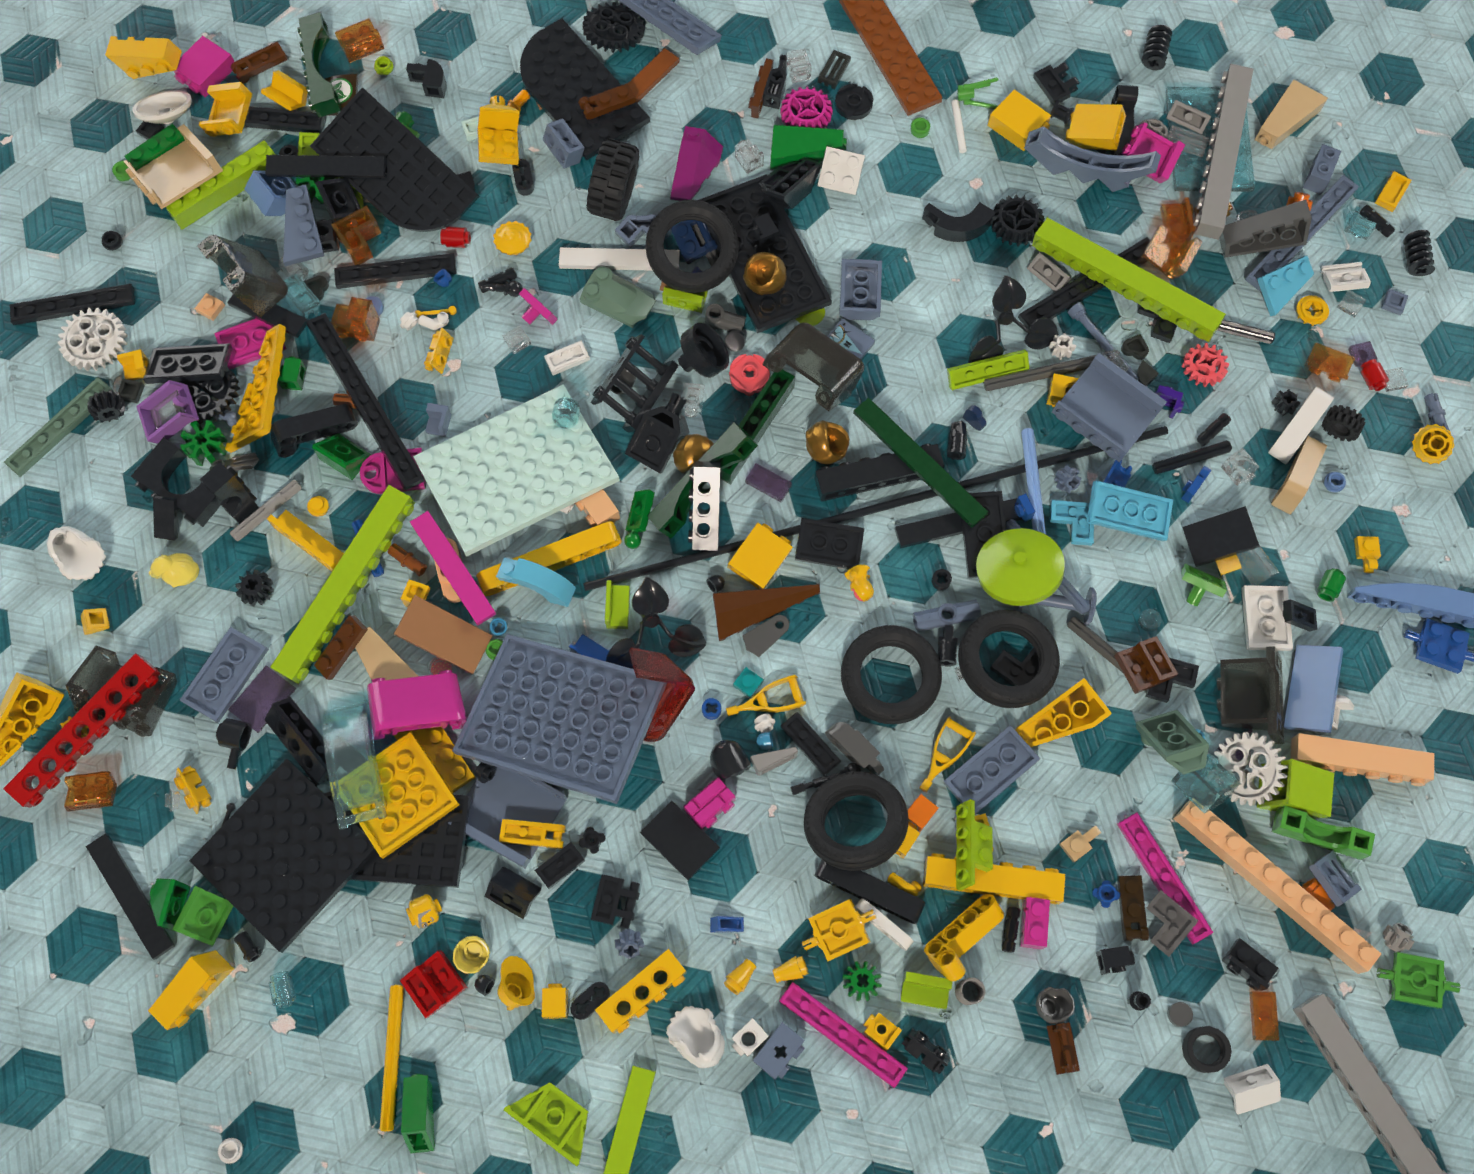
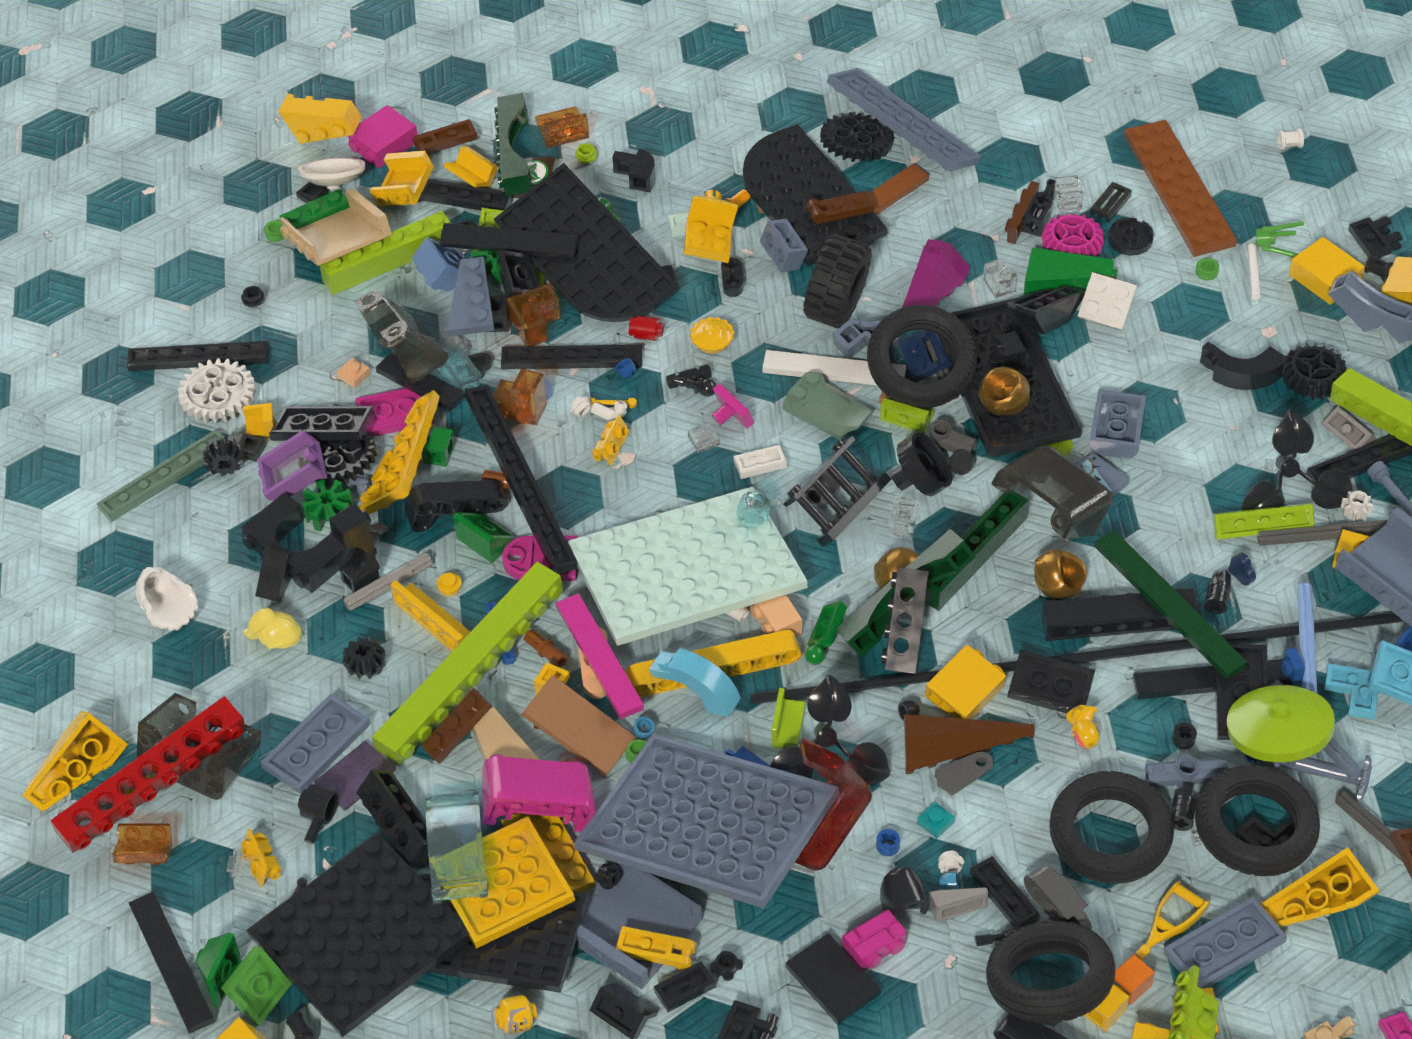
camera: 10 degrees right, 20 degrees down
(94, 620) = (173, 673): yellow slope -> none
(438, 419) = (601, 509): sand blue panel -> none
(659, 434) = (859, 546): black plate -> none
(749, 363) = (967, 487): coral plate -> none
(763, 705) = (951, 844): yellow piece -> none
(768, 482) = (984, 614): clear purple plate -> none
(1067, 479) = (1349, 643): sand blue gear -> none

